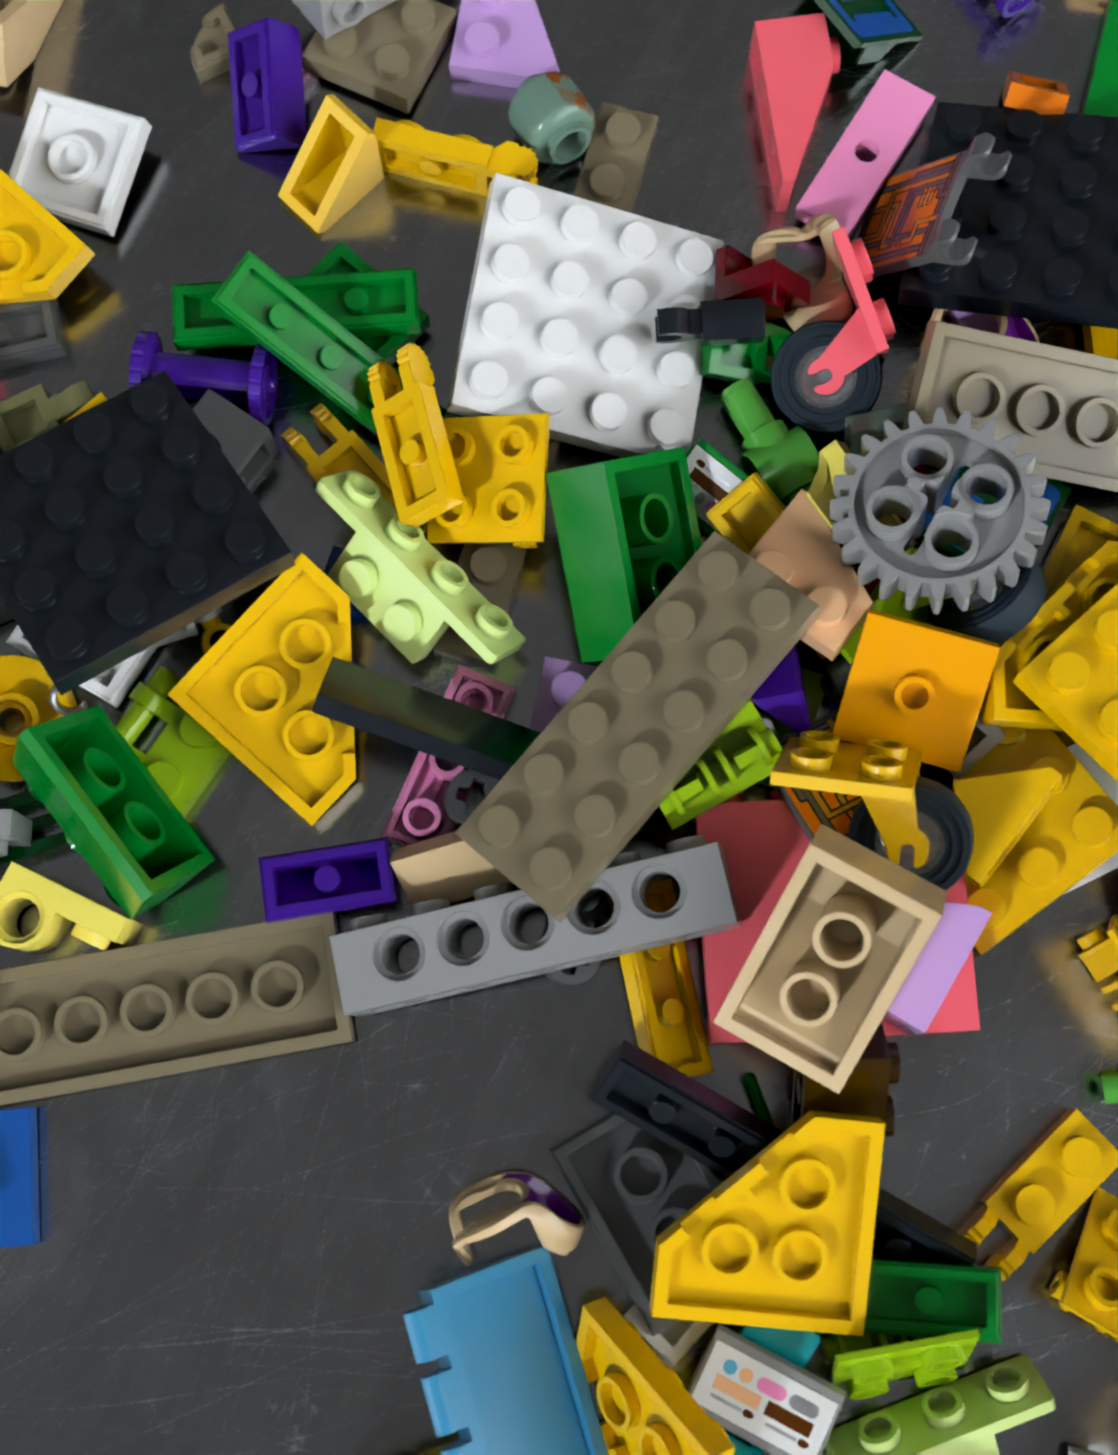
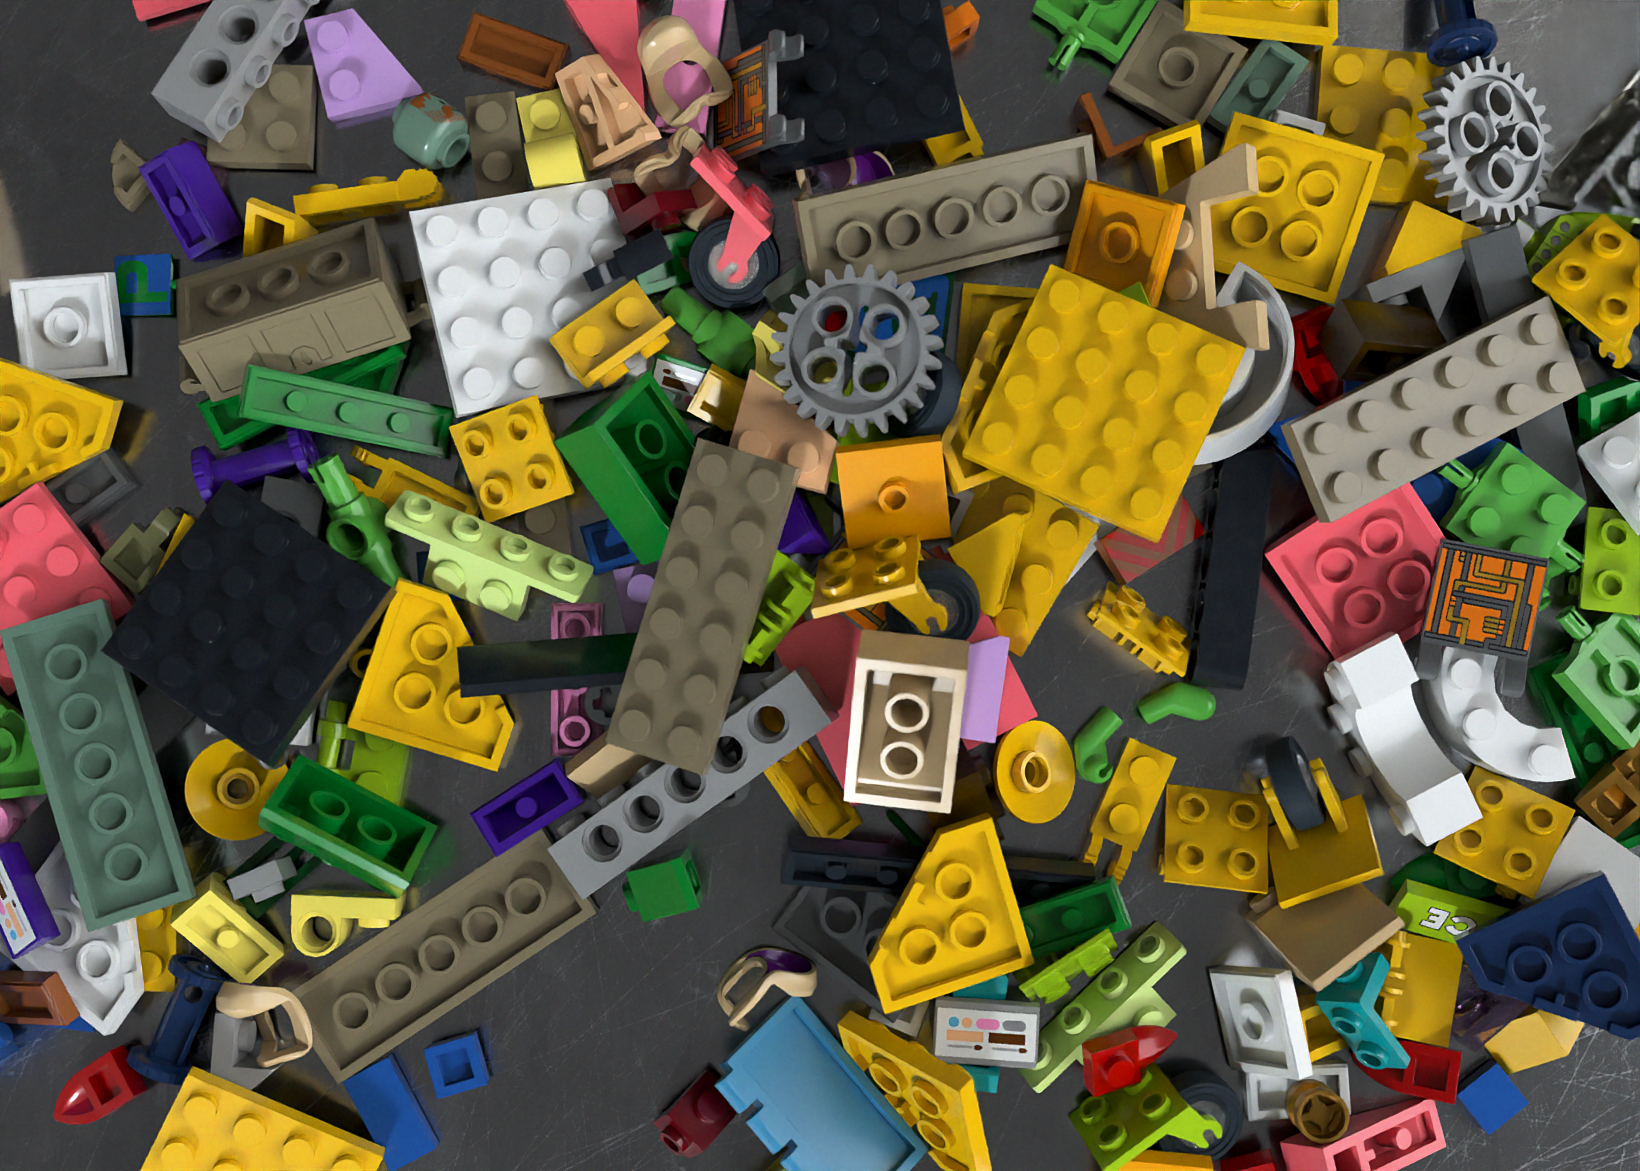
camera: 25 degrees left, 10 degrees up
(105, 1153) = (456, 1065): none -> blue plate
(180, 155) = (145, 284): none -> piece
(284, 465) = (356, 521): none -> bright green pin
(323, 226) = (293, 309): none -> dark tan container
(359, 1348) = (695, 1117): none -> dark red bracket
(413, 438) = (440, 451): yellow hinge -> none
(444, 1040) = (664, 886): none -> green slope
(549, 629) = (606, 547): none -> blue tile
(658, 395) = (612, 334): none -> yellow bracket
(673, 83) = (512, 53): none -> dark orange tile
(677, 176) = (550, 140): none -> light yellow plate
(747, 169) = (603, 112): none -> light nougat wing
(850, 121) = (666, 43): none -> tan piece
(945, 1099) = (1034, 772): none -> yellow dish
(1023, 1101) = (1091, 746): none -> bright green arm

